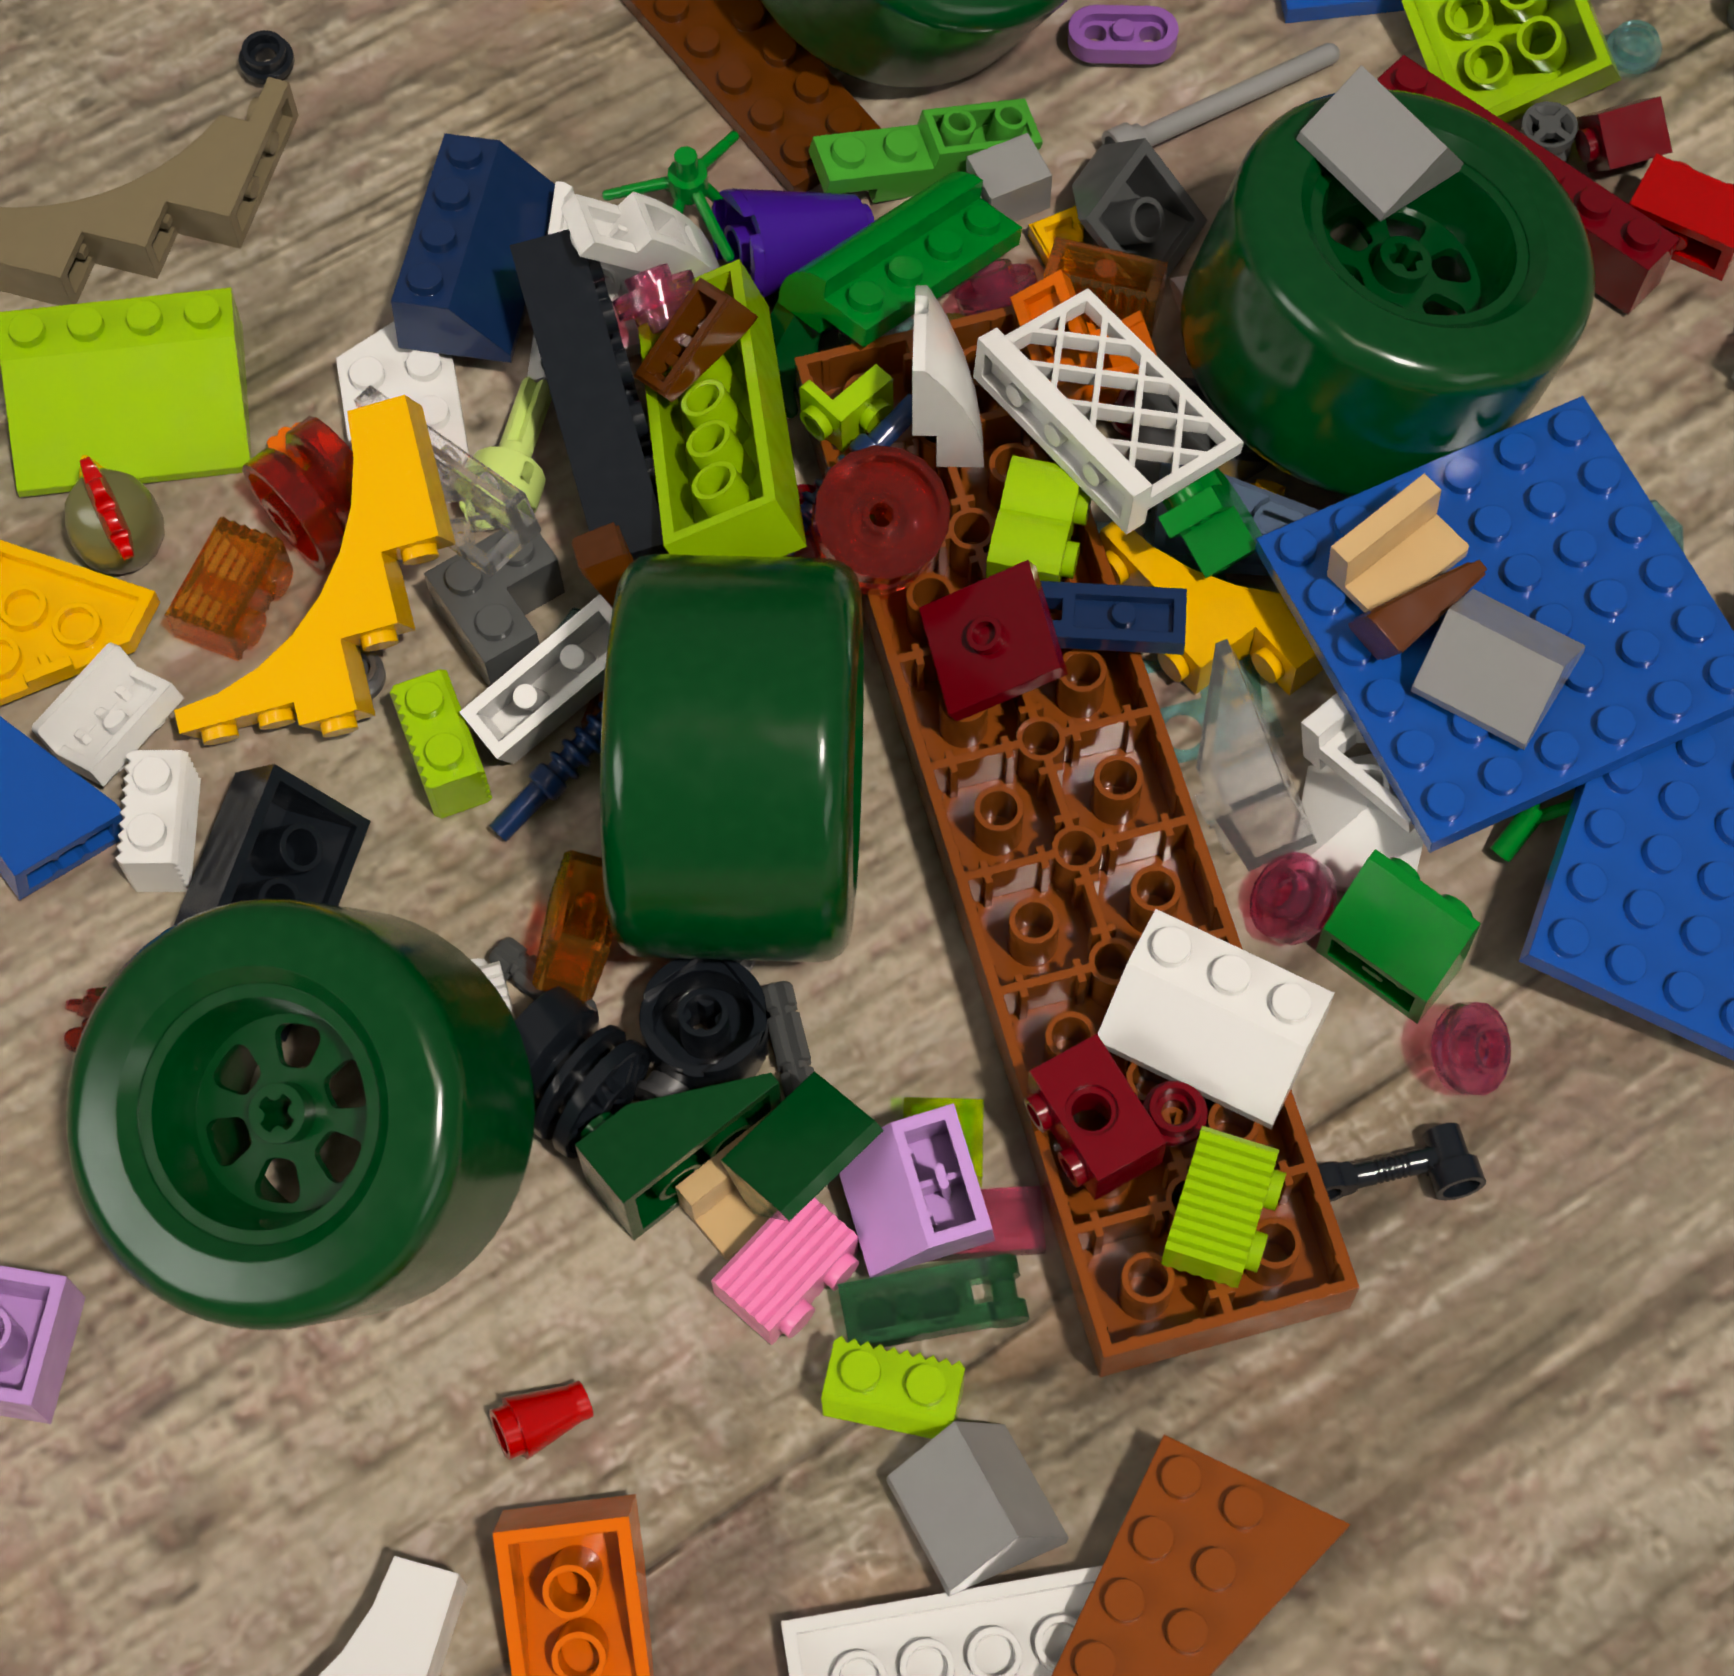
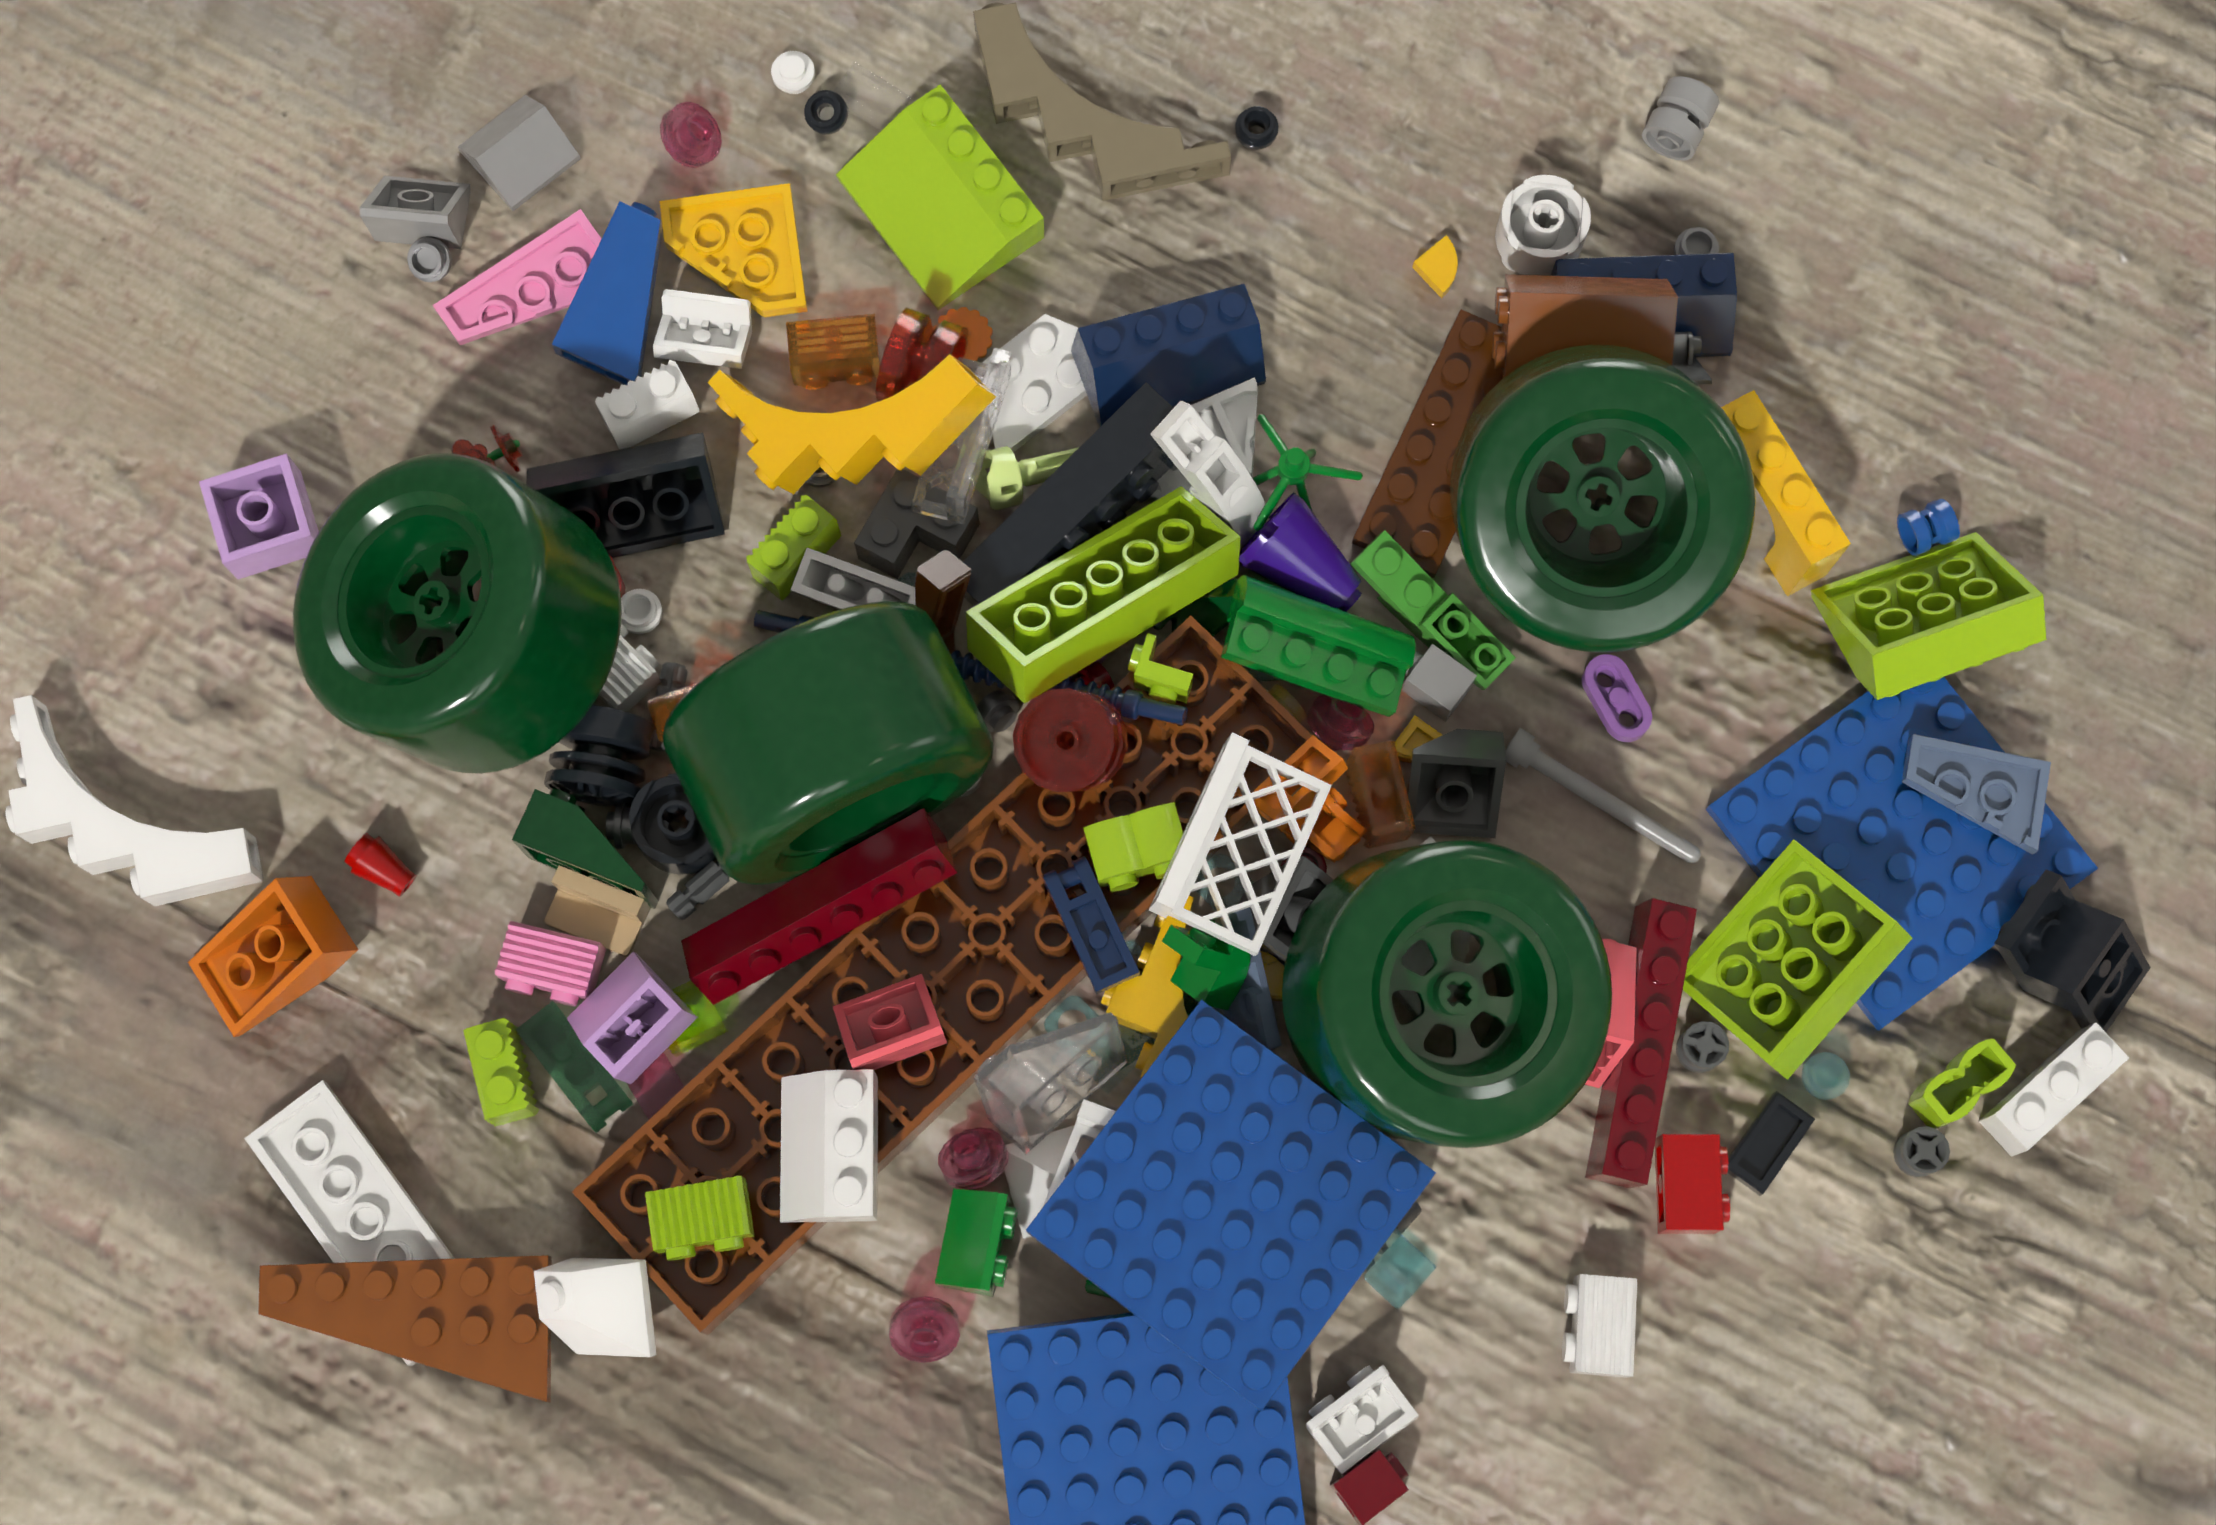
camera: 60 degrees right, 10 degrees up
(112, 519) = (839, 248): olive piece -> none
(654, 297) = (1170, 500): clear pink plate -> none
(694, 339) = (1163, 544): reddish brown slope -> none
(799, 1149) = (613, 930): dark green slope -> none
(906, 907) = (818, 906): none -> dark red brick
(943, 387) = (1199, 720): white brick -> none
(974, 1504) = (454, 1162): light grey slope -> none
(993, 641) = (1029, 862): dark red plate -> none
(1091, 1080) = (718, 1132): dark red brick -> none
(1099, 882) = (889, 1024): none -> coral slope
(1181, 1096) = (744, 1143): dark red plate -> none
(1262, 1398) = (598, 1305): none -> white slope
(1377, 146) = (1514, 931): light grey slope -> none
(1396, 548) = (1226, 1102): tan panel -> none
(1402, 620) = (1175, 1132): reddish brown slope -> none
(1444, 1159) = (840, 1348): black brick -> none
(1496, 667) = (1175, 1211): light grey slope -> none
(1623, 135) = (1729, 1102): dark red brick -> none
(1688, 131) = (1768, 1143): none -> black tile

